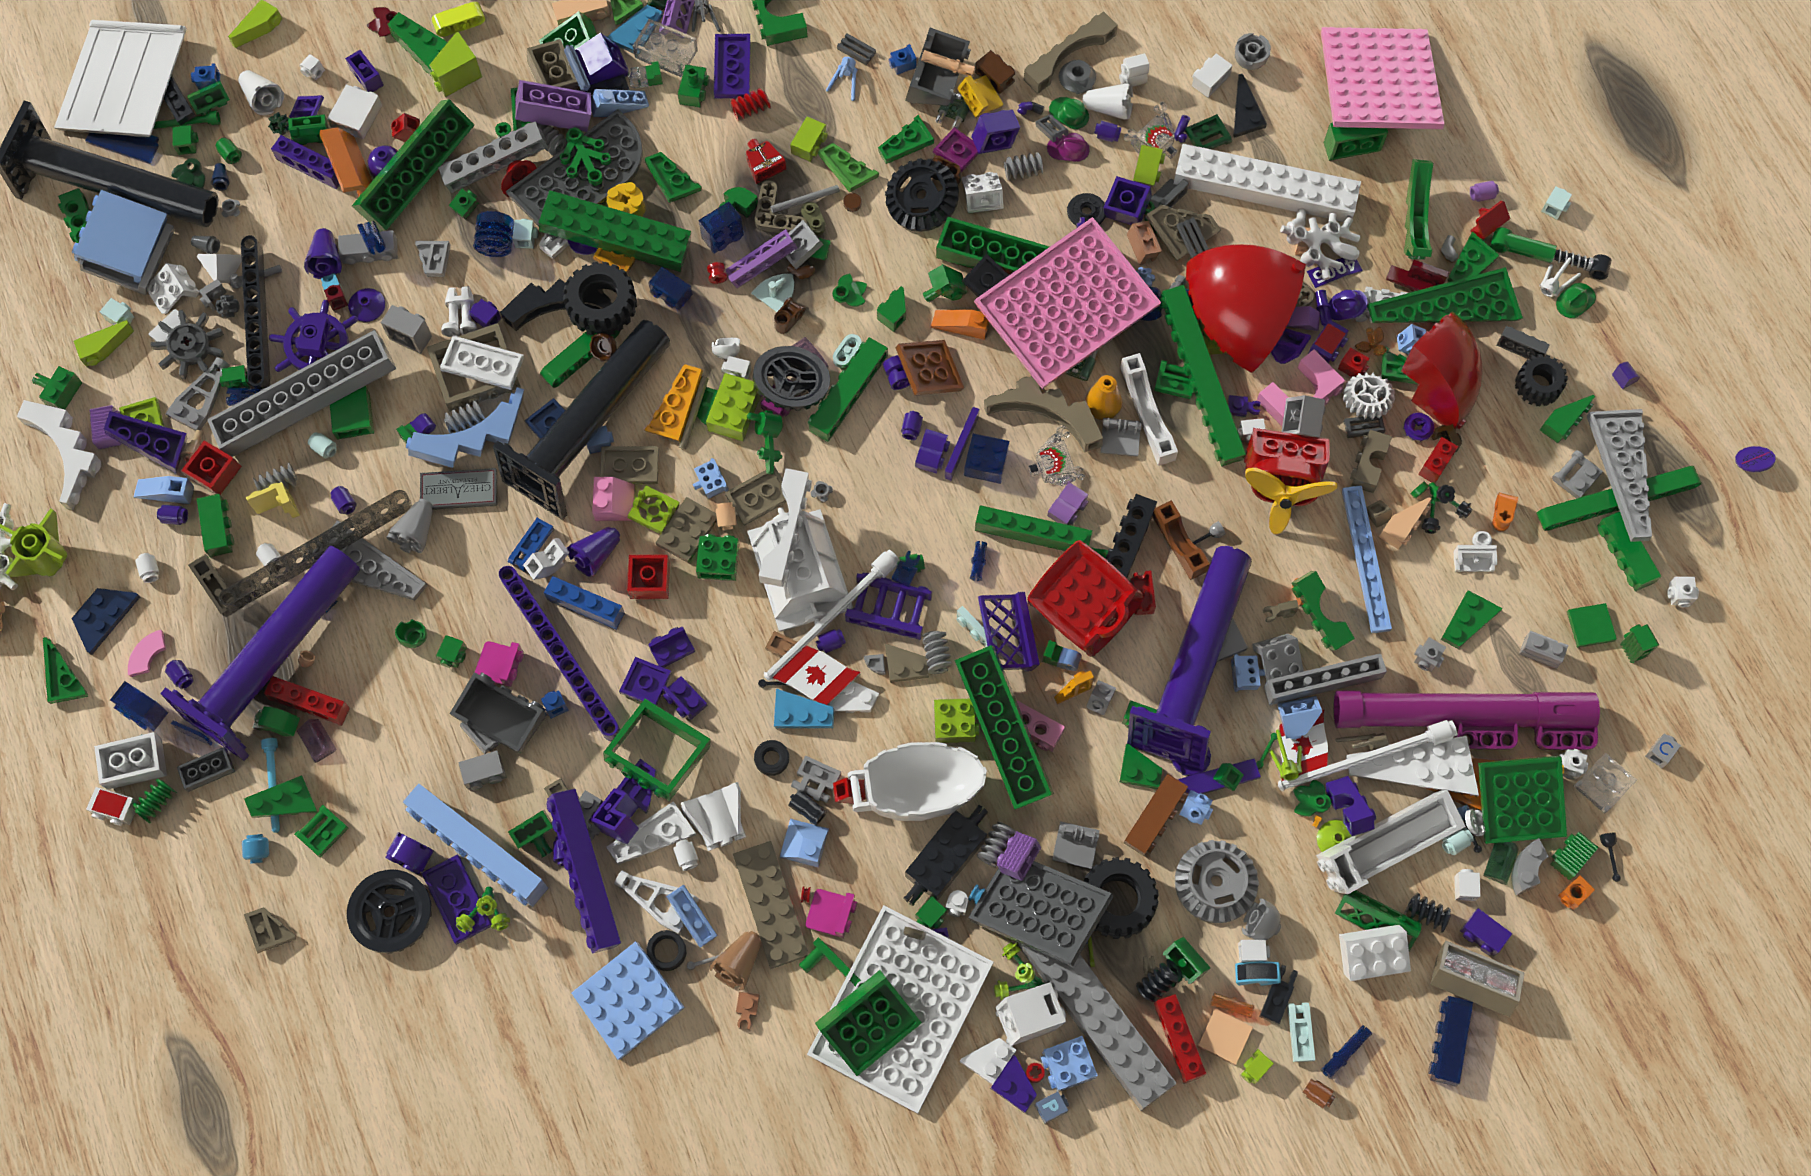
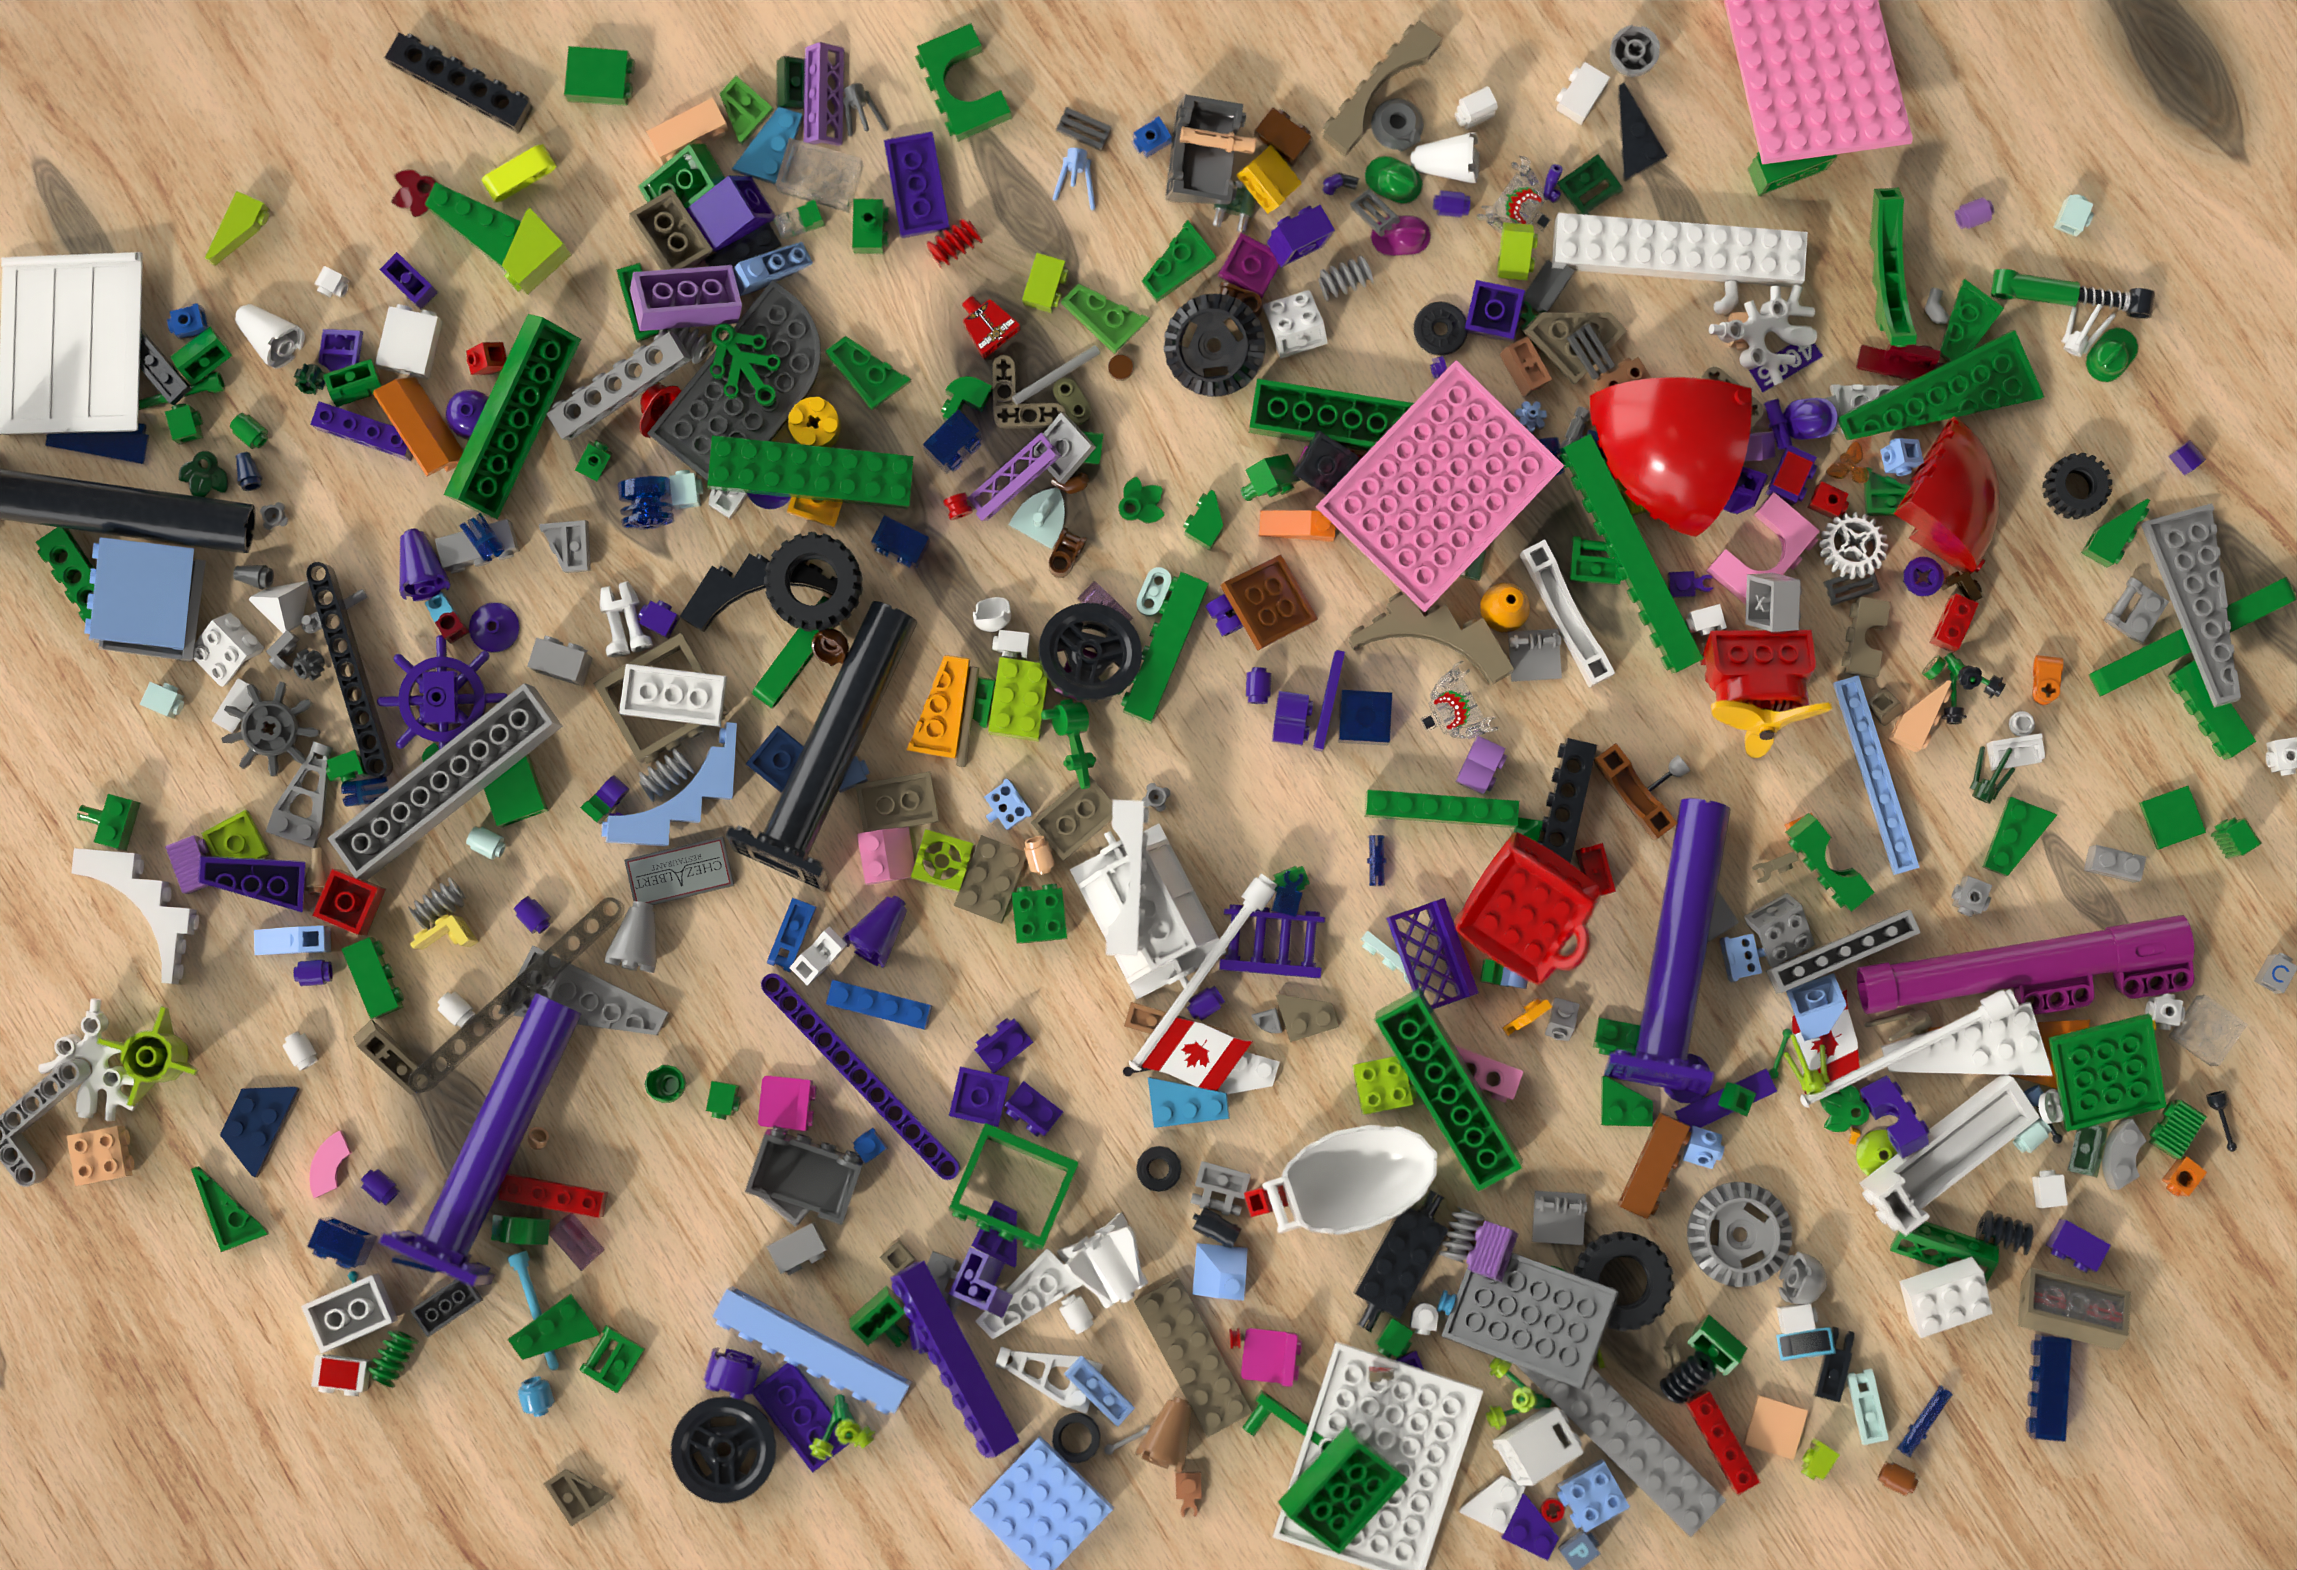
camera: 10 degrees left, 15 degrees up
(101, 344) = (151, 748): lime slope -> none
(502, 129) = (623, 350): green bush -> none
(577, 68) = (705, 231): sand blue axle -> none
(648, 577) = (955, 957): red brick -> none
(935, 652) = (1344, 995): light grey piece -> none
(1232, 1005) = (1779, 1387): clear orange pin -> none
(1449, 582) = (1987, 790): none -> dark green plant
(1490, 219) = (1987, 260): red panel -> none
(1521, 343) = (2048, 437): dark grey piece -> none

